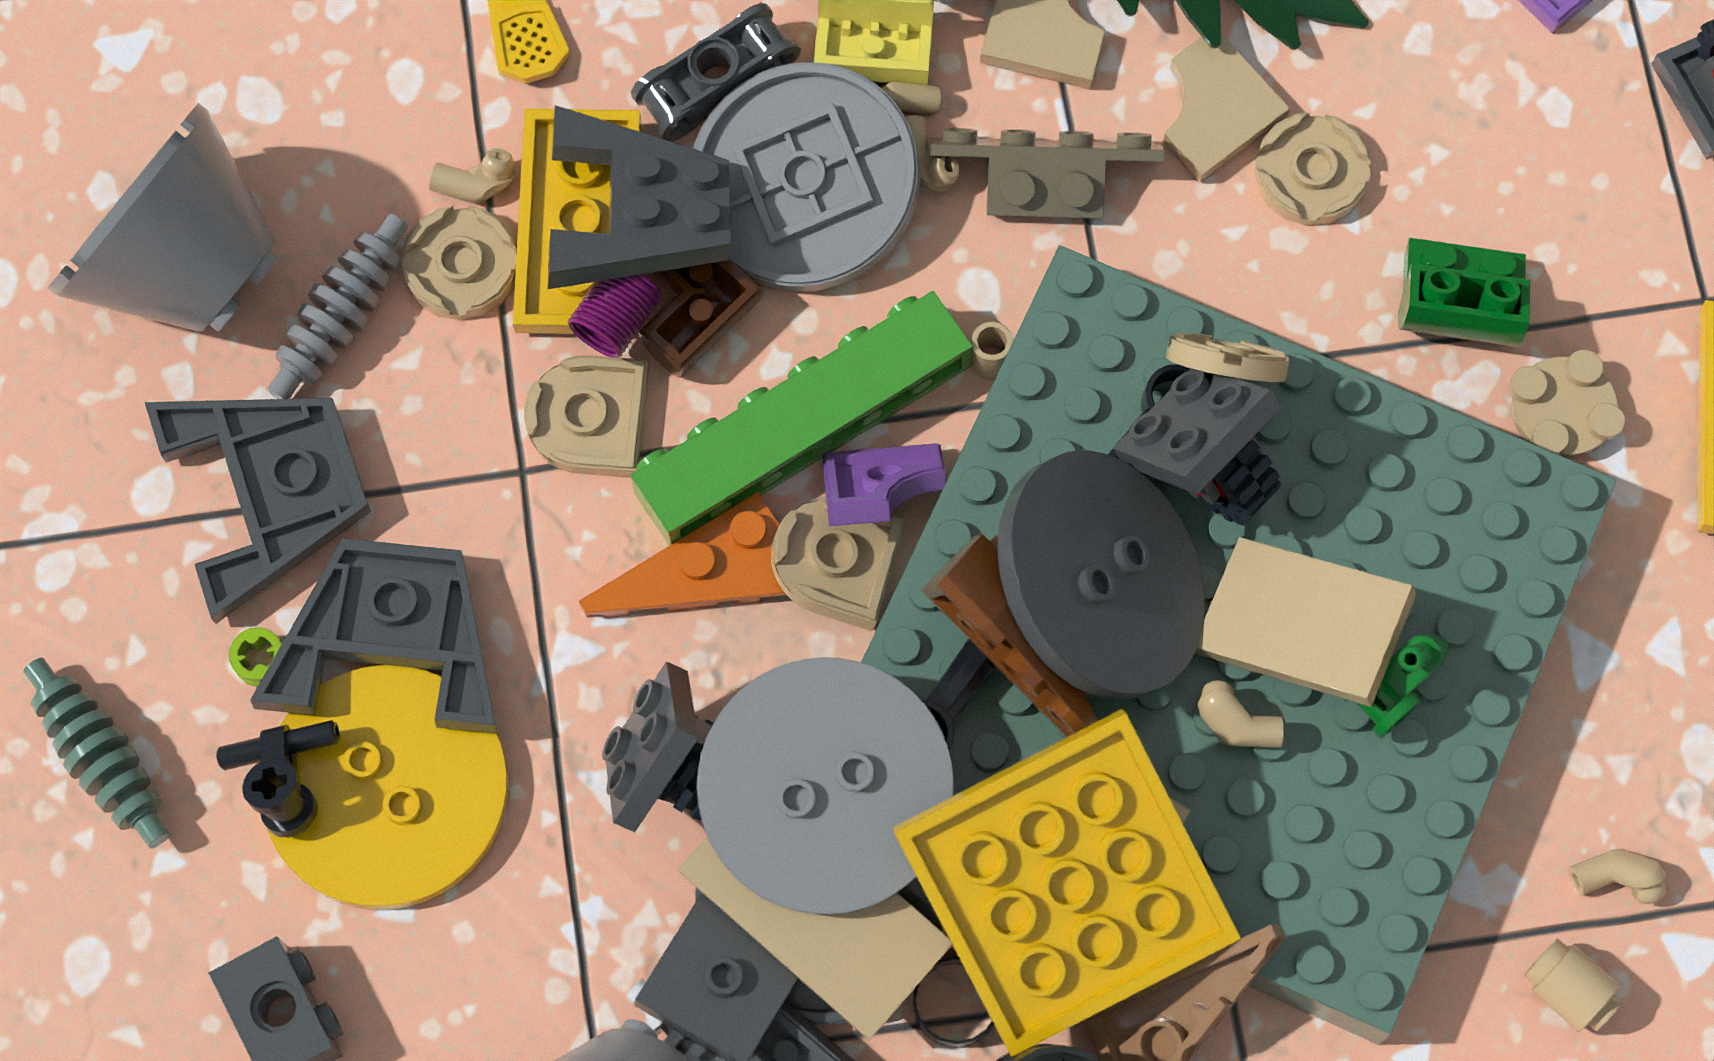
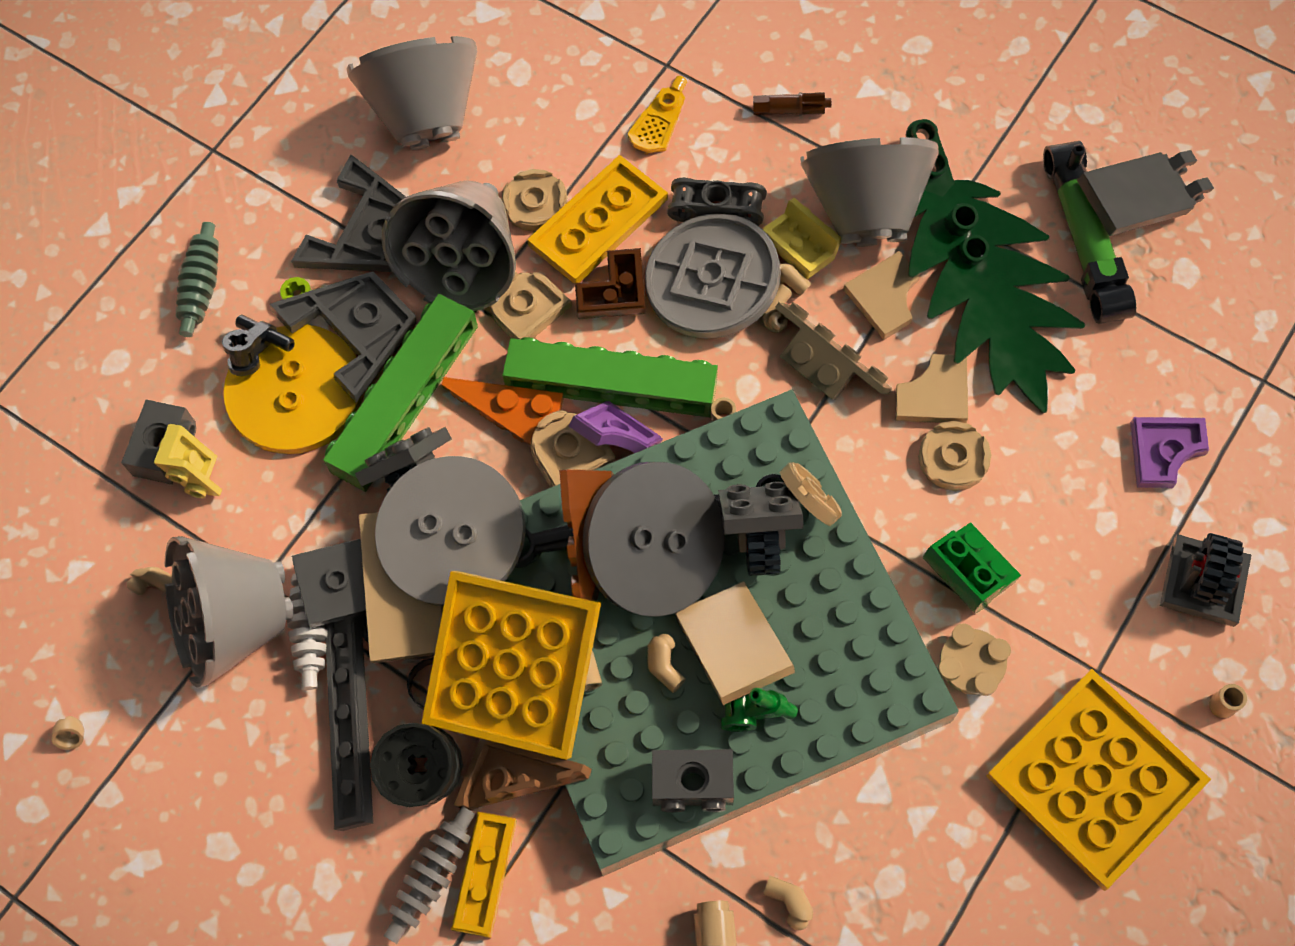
camera: 45 degrees right, 5 degrees down
(338, 307) = (477, 173): light grey piece -> none
(354, 1008) = (187, 462): none -> light yellow bracket
(441, 409) = (452, 244): none -> light grey cone
(478, 183) = (573, 173): tan arm -> none
(543, 668) = (403, 387): none -> bright green brick
(614, 313) = (570, 263): magenta piece -> none
(663, 204) = (629, 237): dark grey wing -> none
(1424, 793) = (673, 765): none -> dark grey brick

